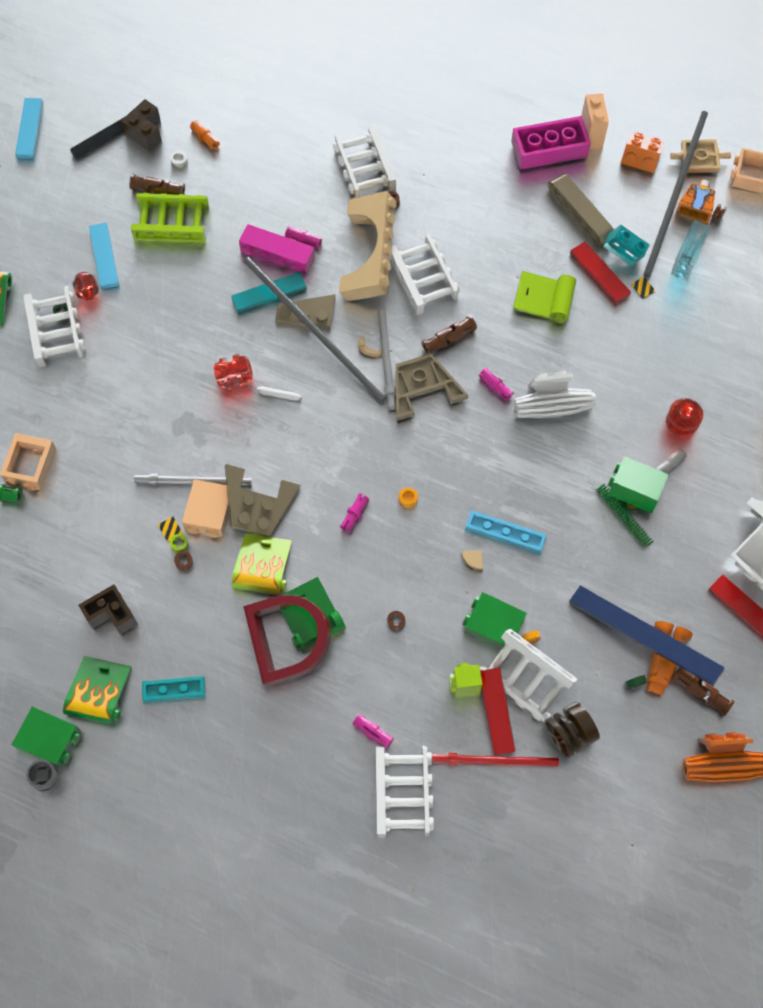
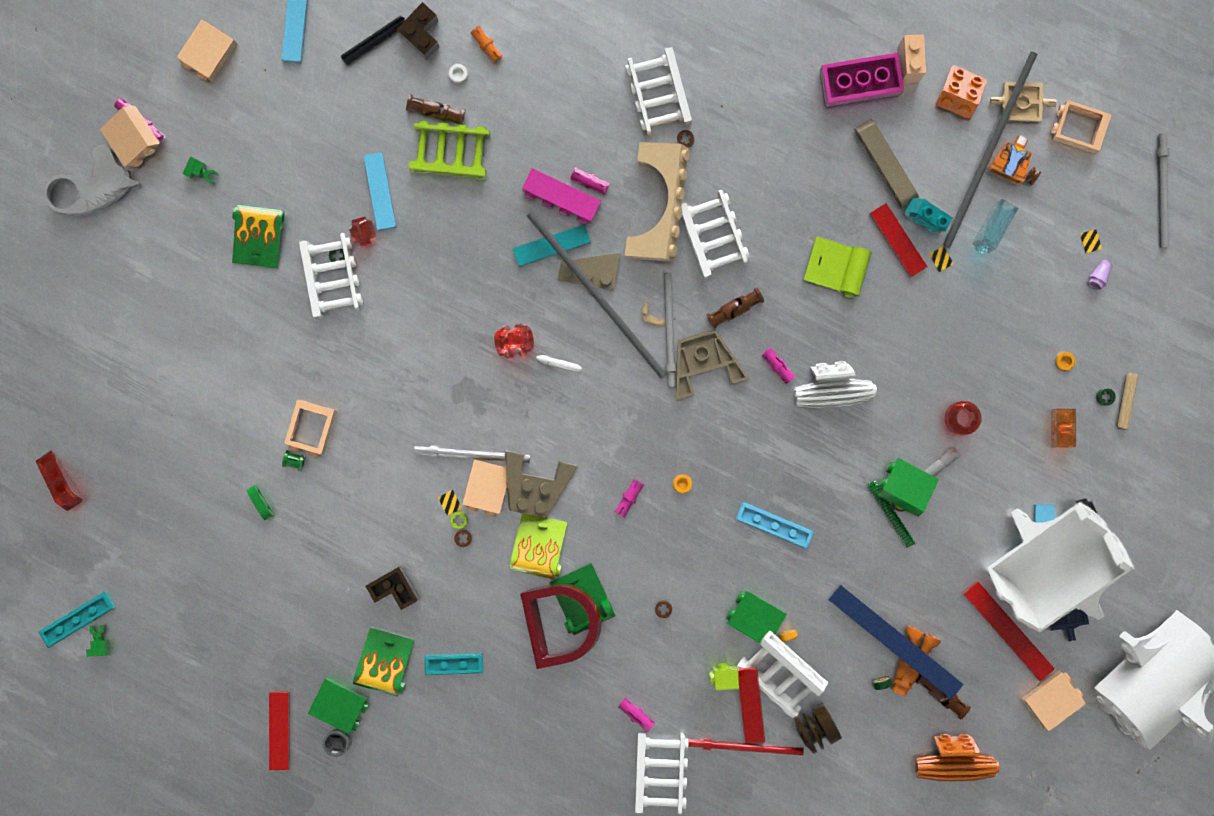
camera: 10 degrees right, 20 degrees up
(473, 559) = (741, 552): tan tile -> none

